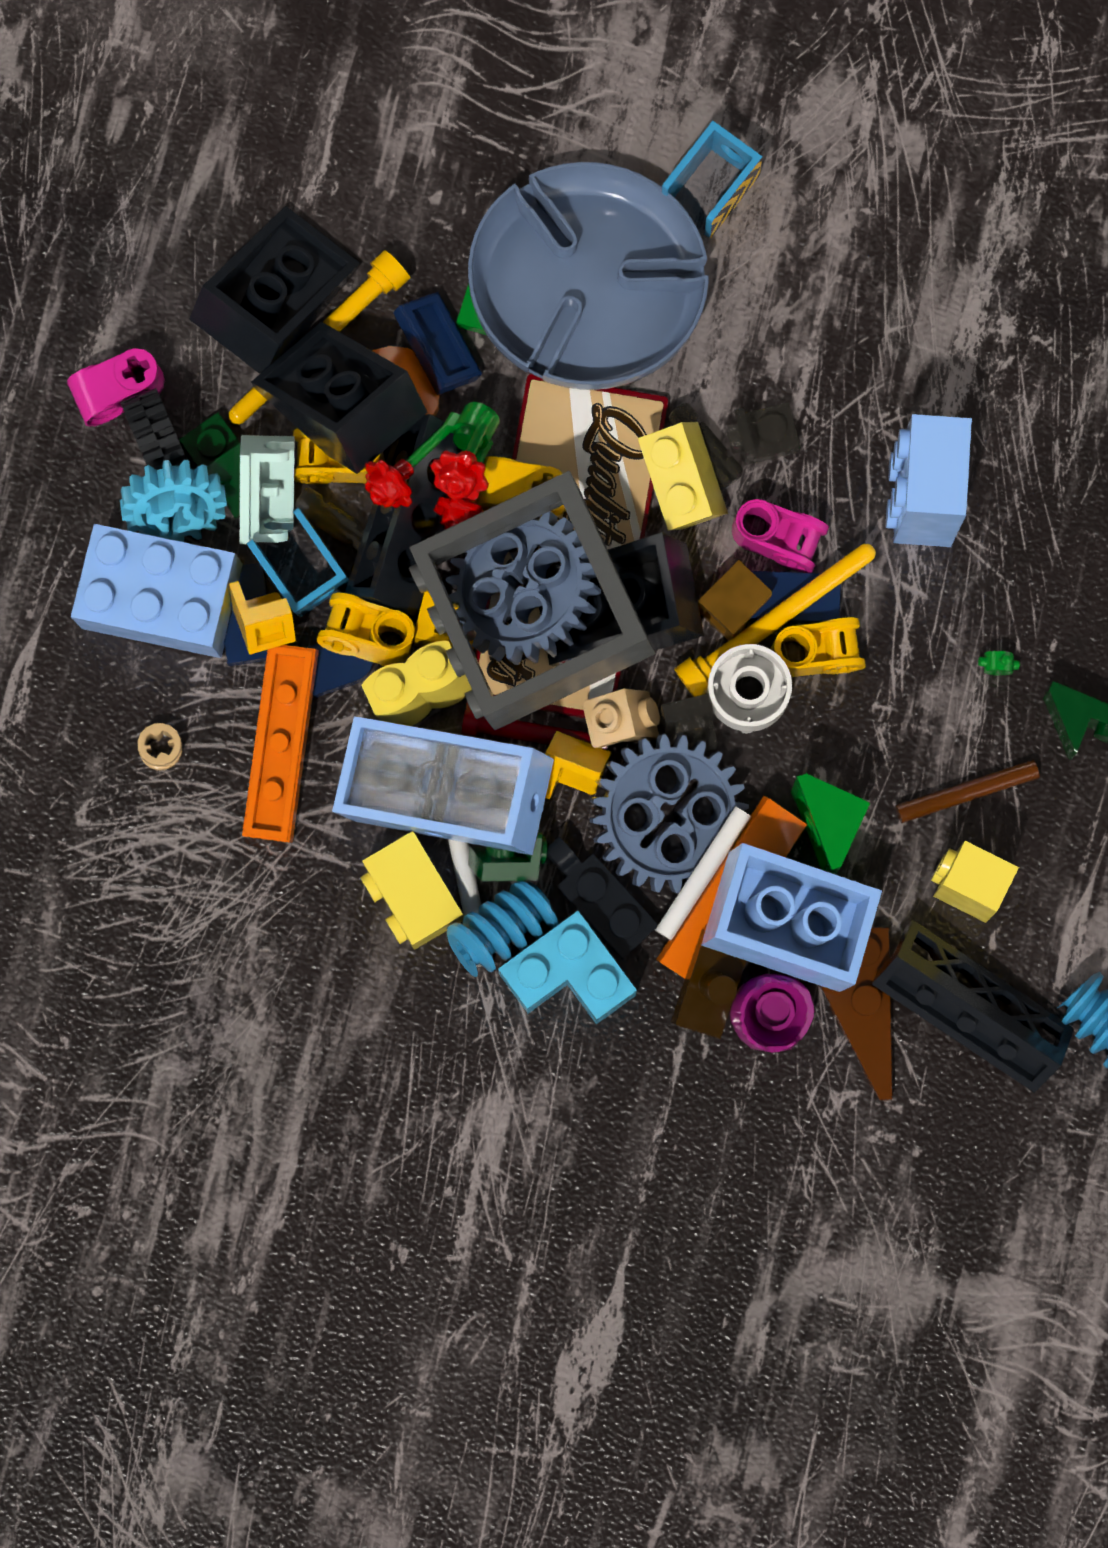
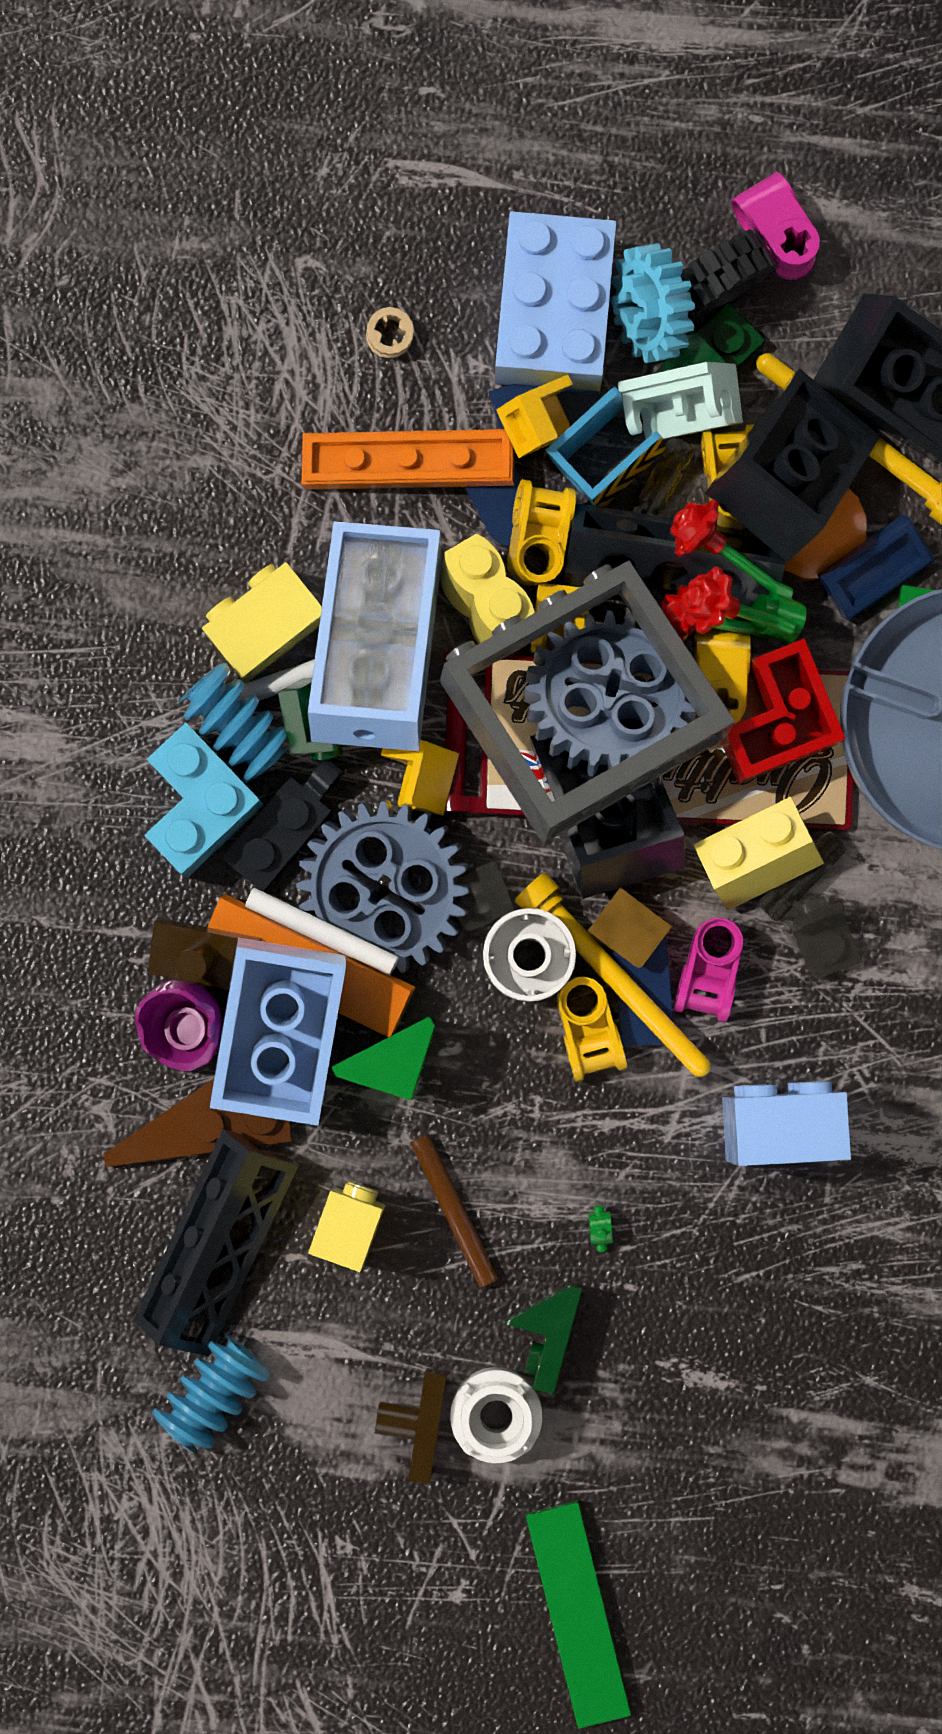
camera: 85 degrees right, 5 degrees up
(566, 426) = (796, 718): none -> red brick
(621, 717) = (481, 822): tan bracket -> none

